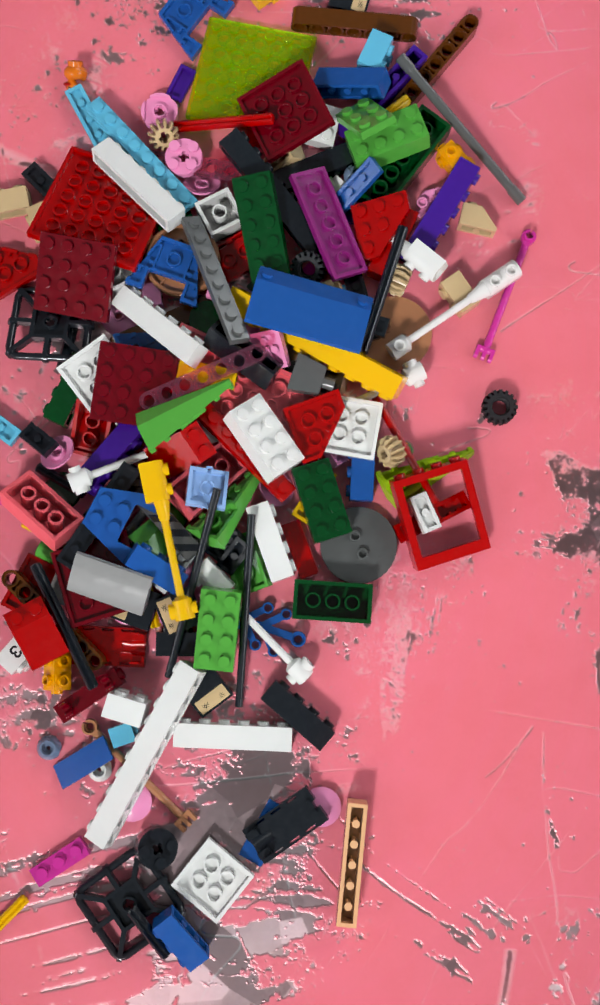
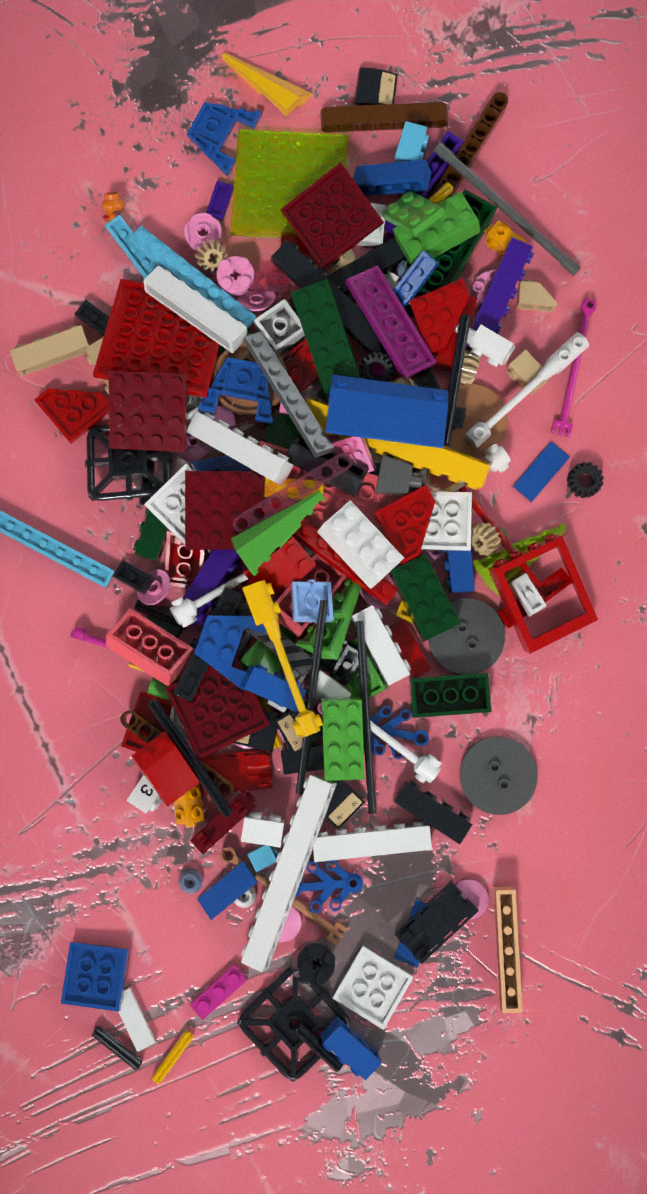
camera: 10 degrees left, 0 degrees up
(110, 583) = (231, 709): light grey slope -> none
(185, 771) = (329, 885): none -> blue plant
(225, 122) = (272, 235): red axle -> none
(369, 687) = (498, 775): none -> dark grey plate
(457, 393) = (541, 471): none -> blue piece

